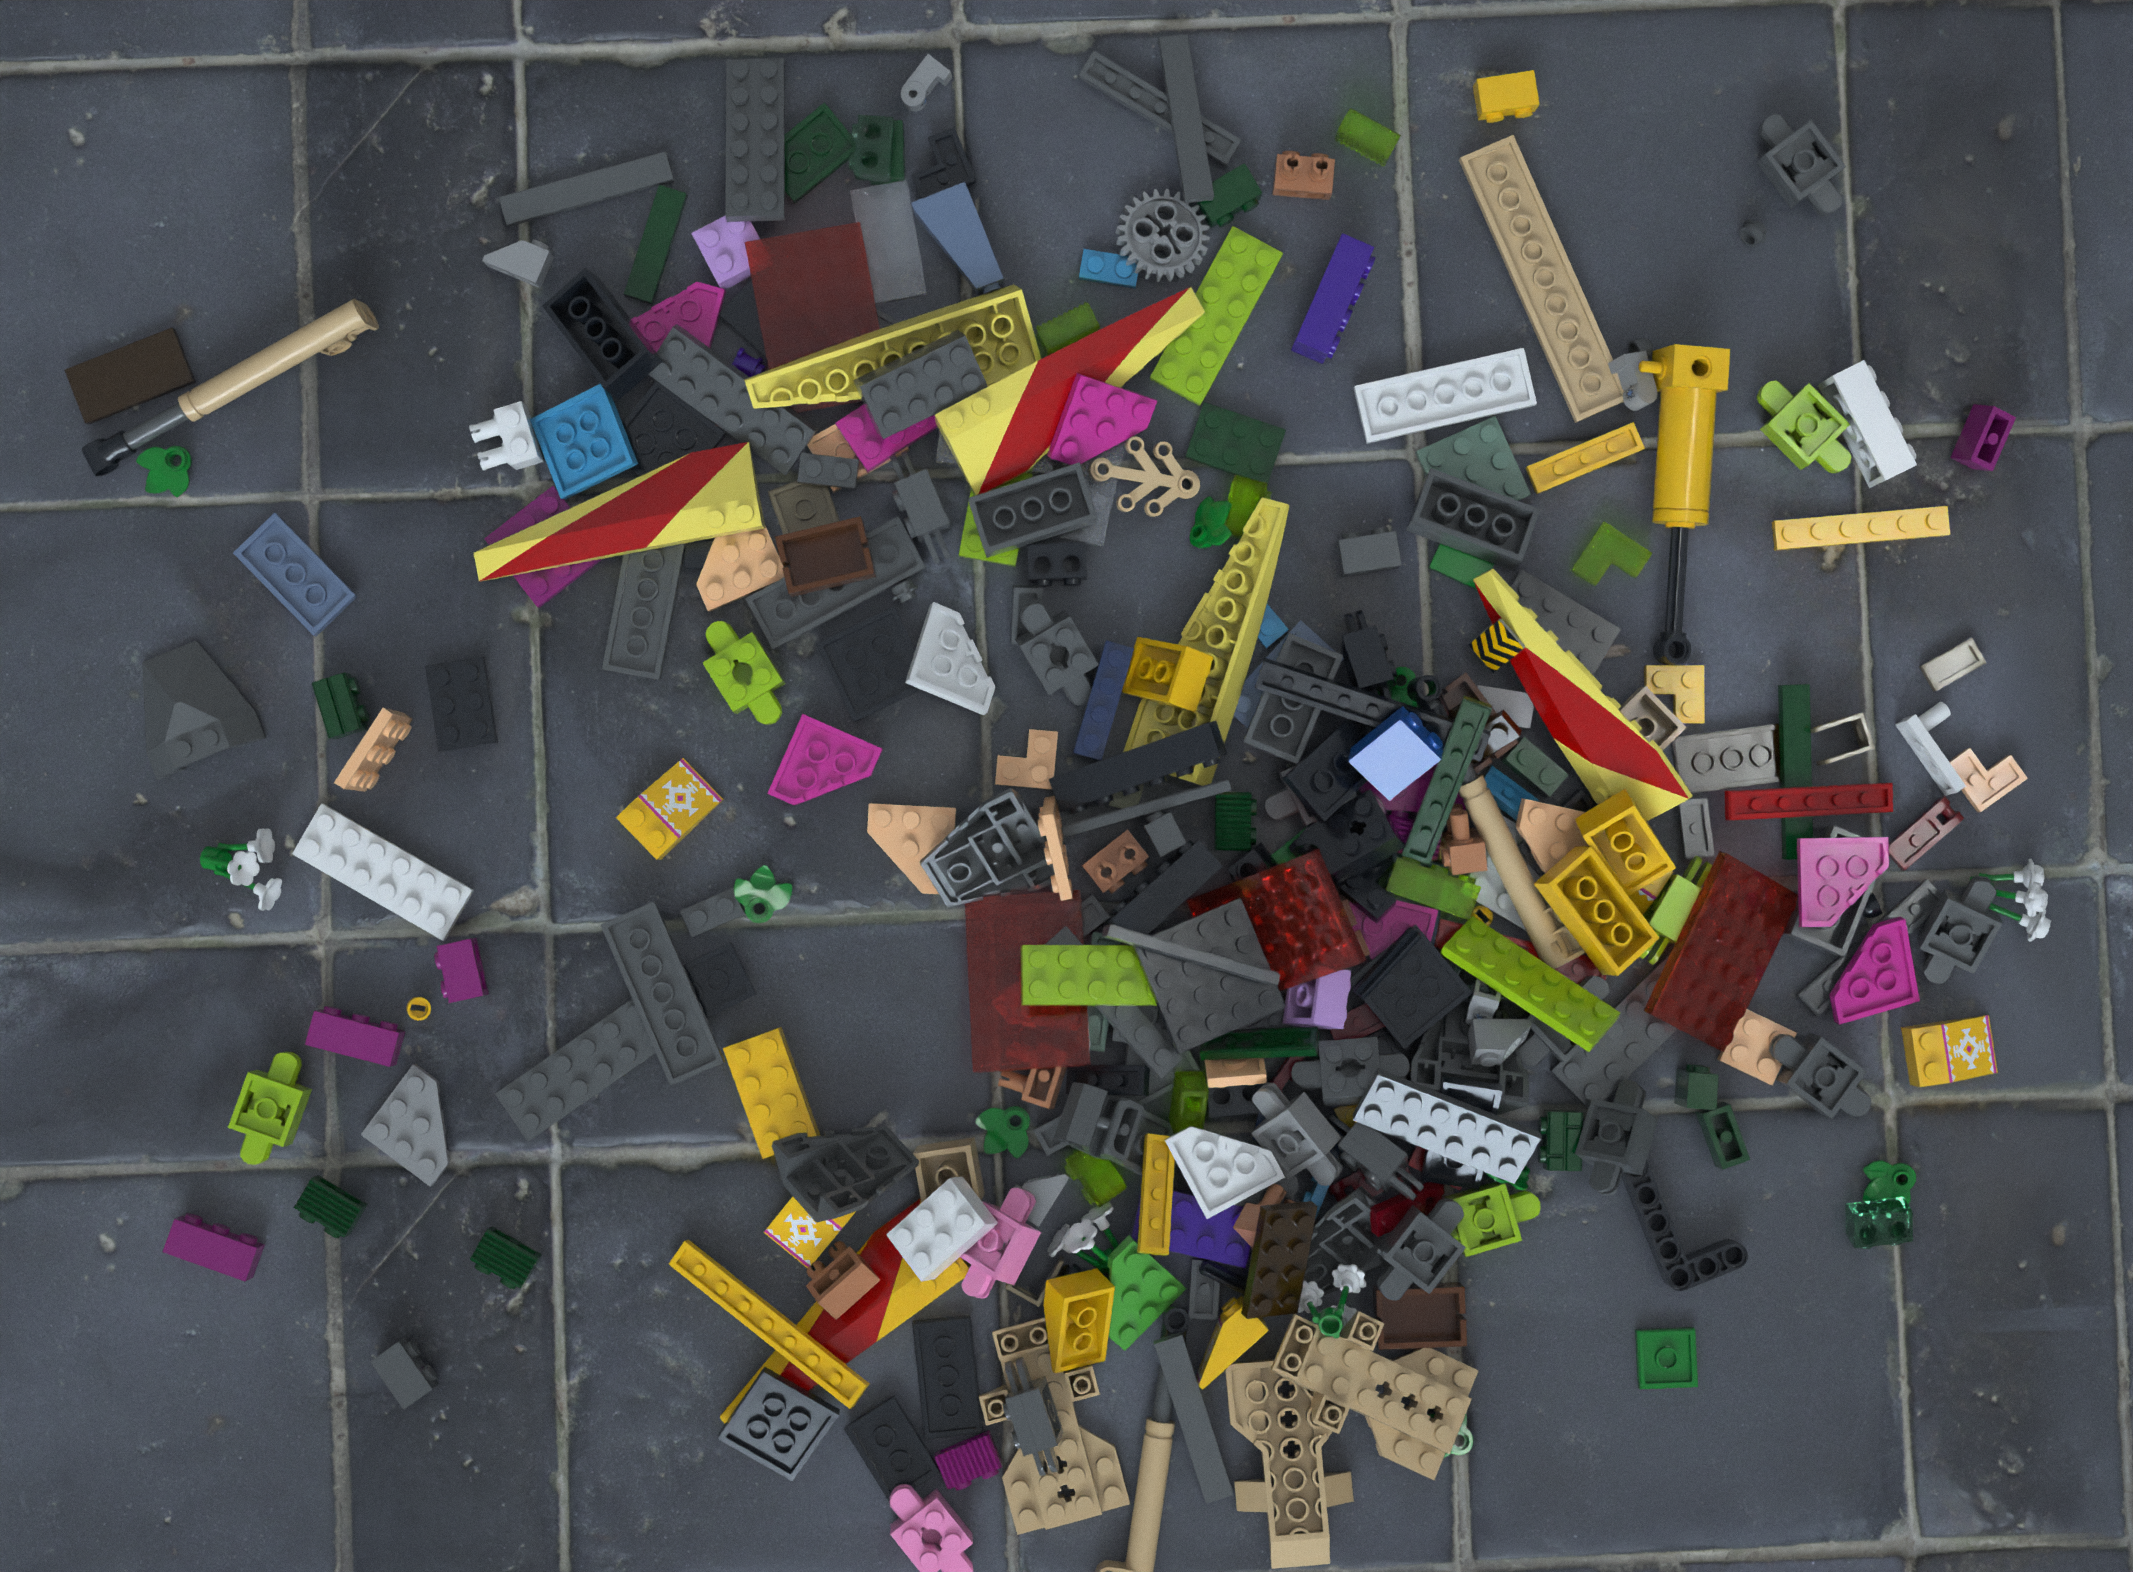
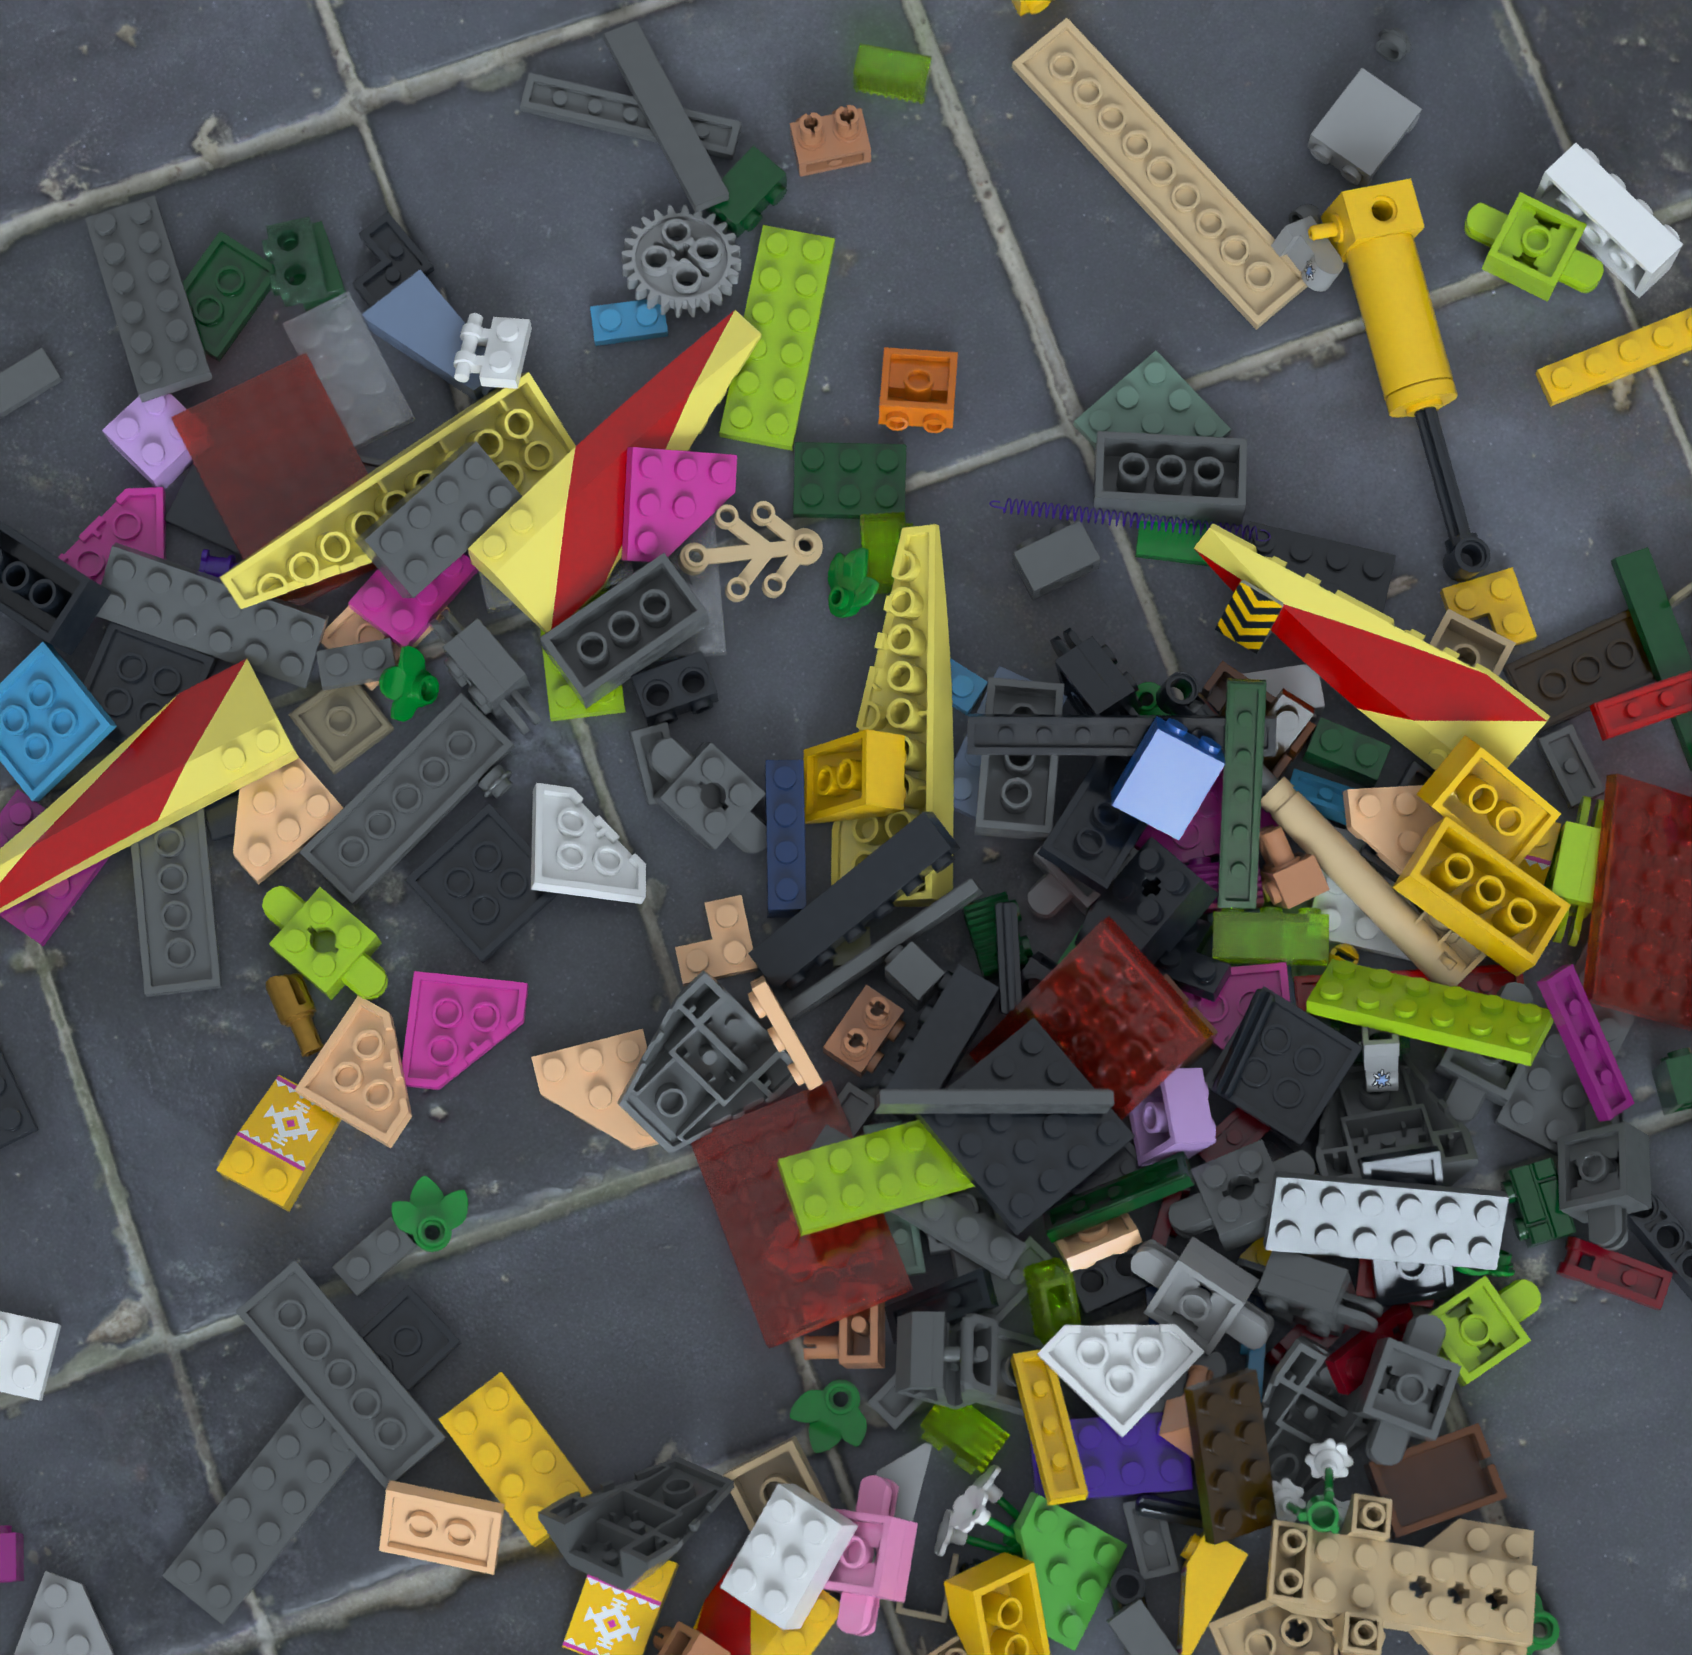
camera: 15 degrees left, 10 degrees down
(417, 1014) = (32, 1487): yellow hinge -> none
(461, 970) = (74, 1430): magenta brick -> none
(655, 244) = (61, 462): dark green tile -> none
(702, 1124) = (441, 1527): none -> light nougat plate
(708, 714) = (295, 1010): none -> pearl gold arm
(742, 778) = (361, 1074): none -> light nougat plate
(825, 556) = (385, 765): reddish brown piece -> none
(862, 497) = (408, 684): none -> green plate
(922, 82) = (333, 172): light grey leg -> none
(1007, 269) = (504, 352): none -> white plate
(1067, 328) = (598, 402): clear neon green brick -> none
(1237, 843) = (1008, 956): none -> black axle
(1308, 390) = (918, 389): none -> orange plate
(1330, 304) = (912, 268): dark purple brick -> none
(1429, 539) = (1117, 519): none -> dark purple piece
(1445, 395) = (1086, 345): white plate -> none
(1495, 1039) = (1411, 1095): light grey slope -> none
(1585, 458) = (1281, 366): yellow plate -> none
(1600, 1208) = (1615, 1273): none -> dark red plate
(1610, 547) = (1352, 461): clear neon green plate -> none
(1635, 1042) = (1585, 1042): none -> magenta plate
(1707, 293) = (1363, 128): none -> light grey panel

